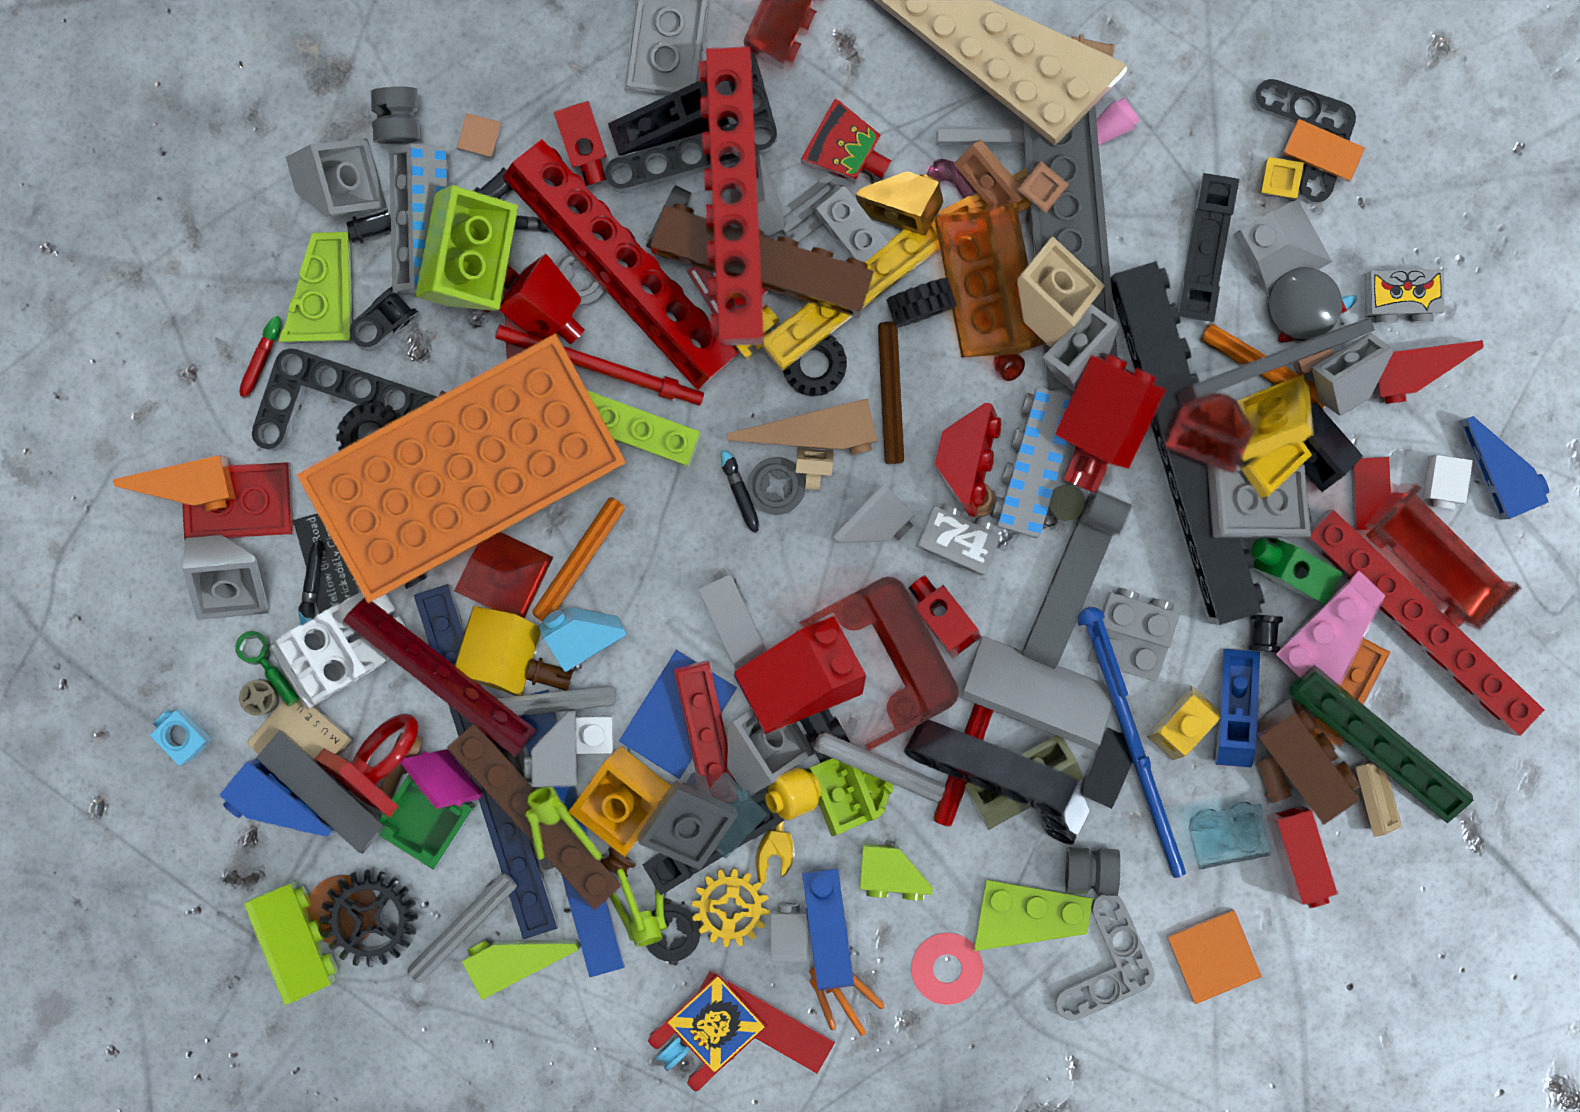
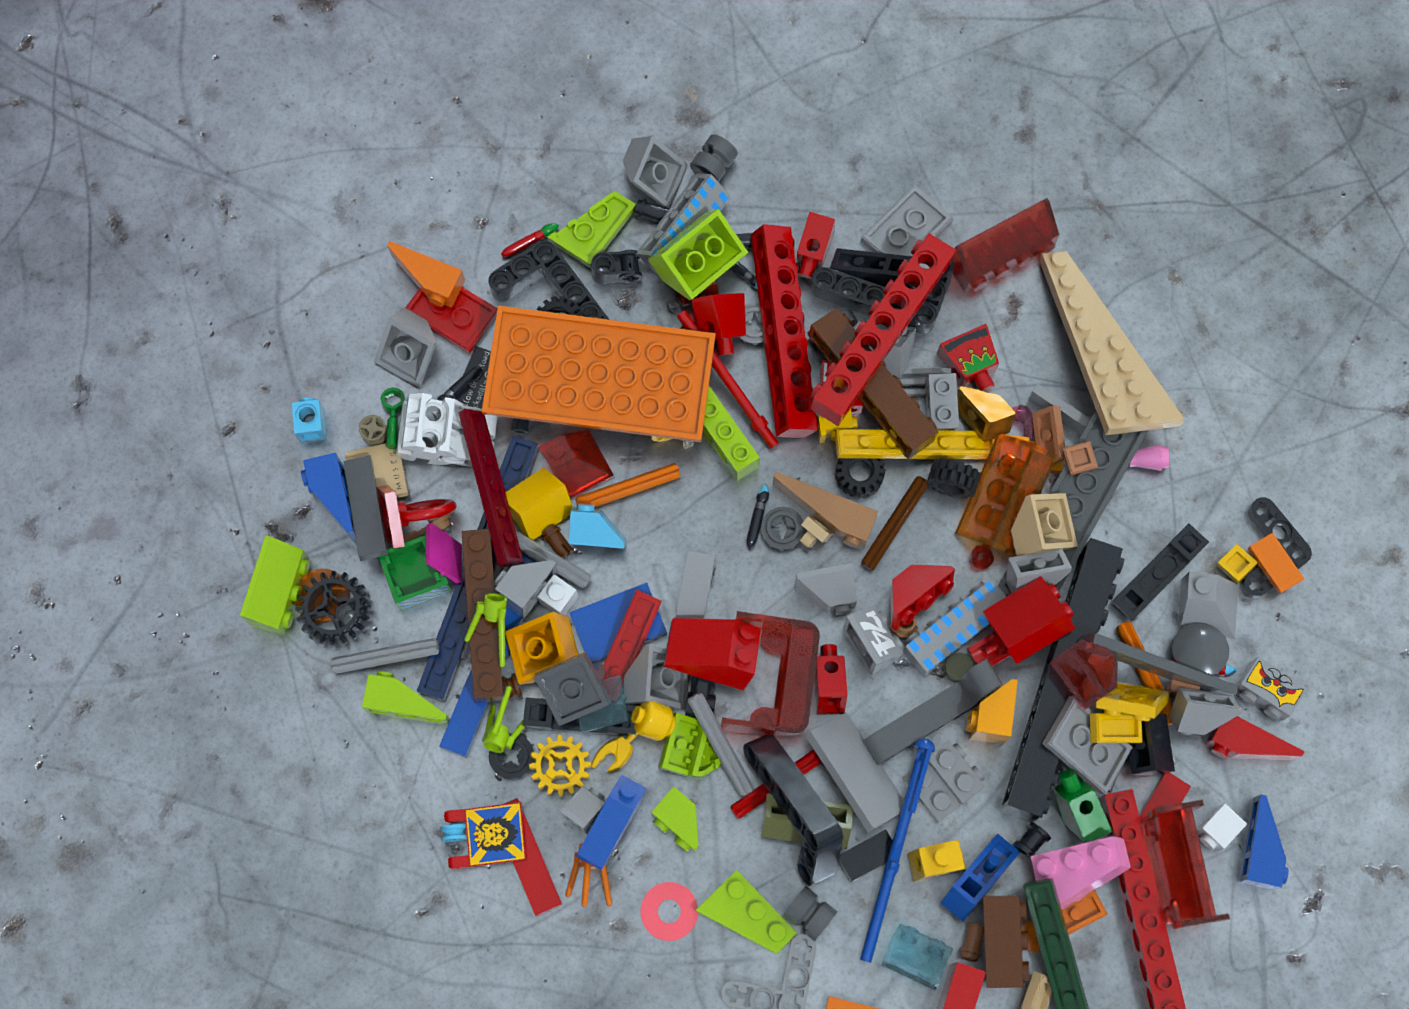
camera: 35 degrees right, 15 degrees down
(479, 135) = (754, 206): nougat tile -> none
(1143, 534) = (994, 716): none -> light orange slope

